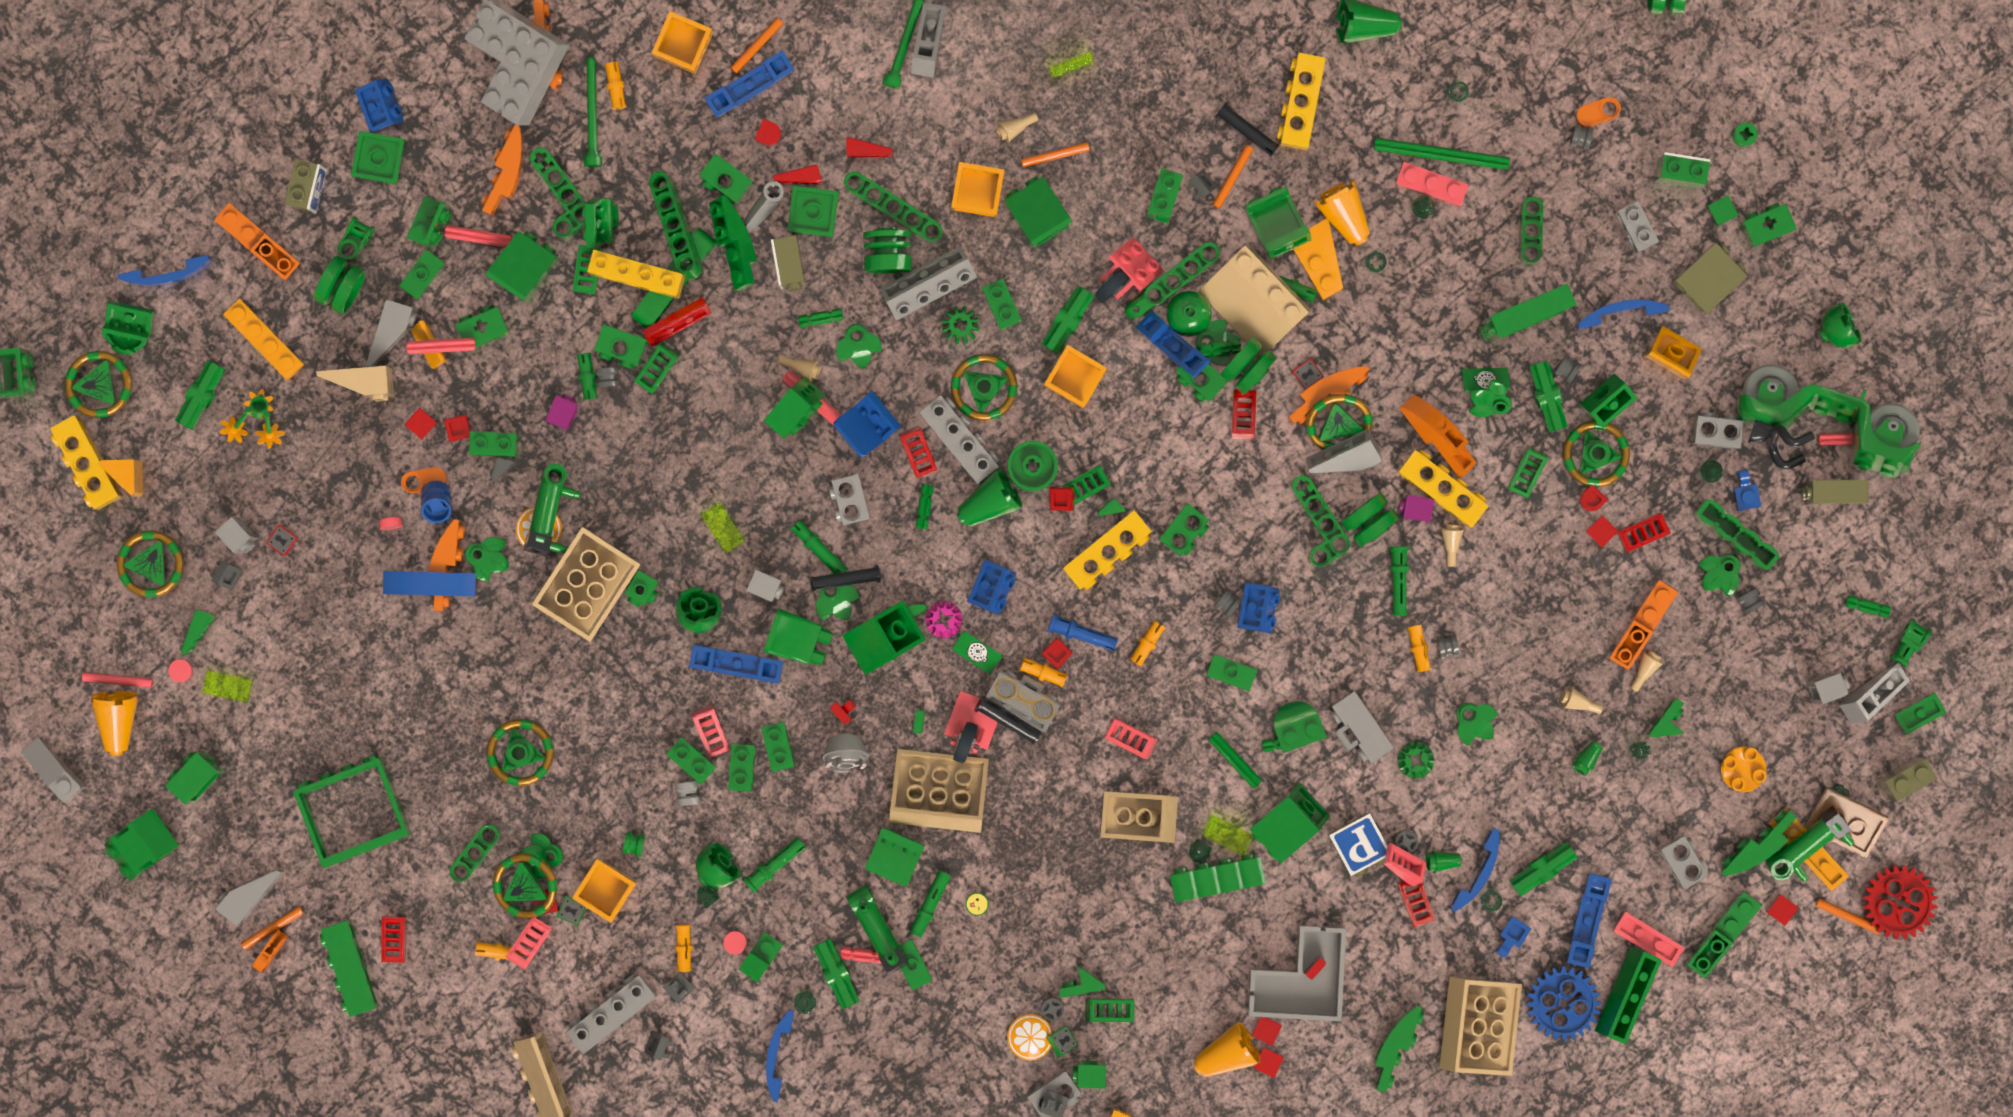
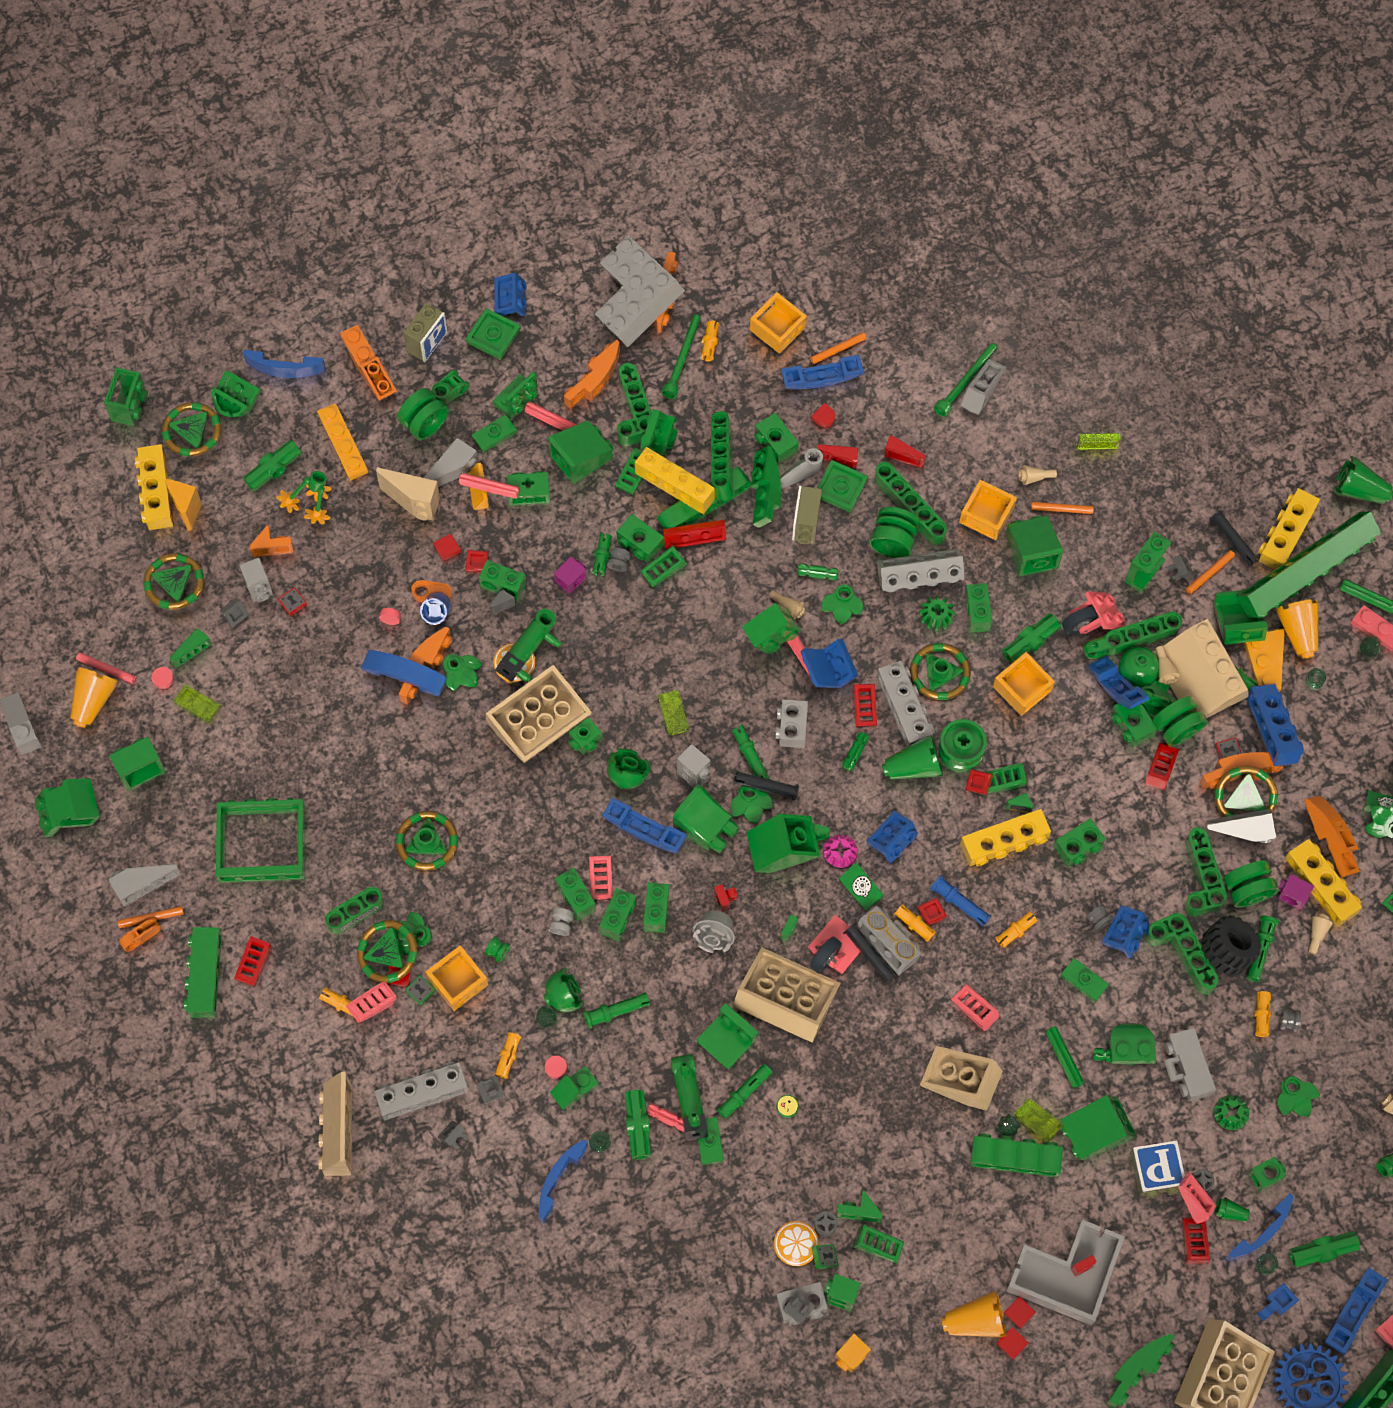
camera: 20 degrees right, 20 degrees down
(228, 488) = (266, 546): none -> orange slope
(1219, 311) = (1167, 671): none -> tan cone
(1327, 613) = (1185, 954): none -> green beam
(1334, 139) = (1308, 565): none -> brick
(1360, 367) = (1275, 725): none -> blue brick
(1378, 581) = (1231, 945): none -> black tyre
(1458, 816) = (1260, 1179): none -> green brick

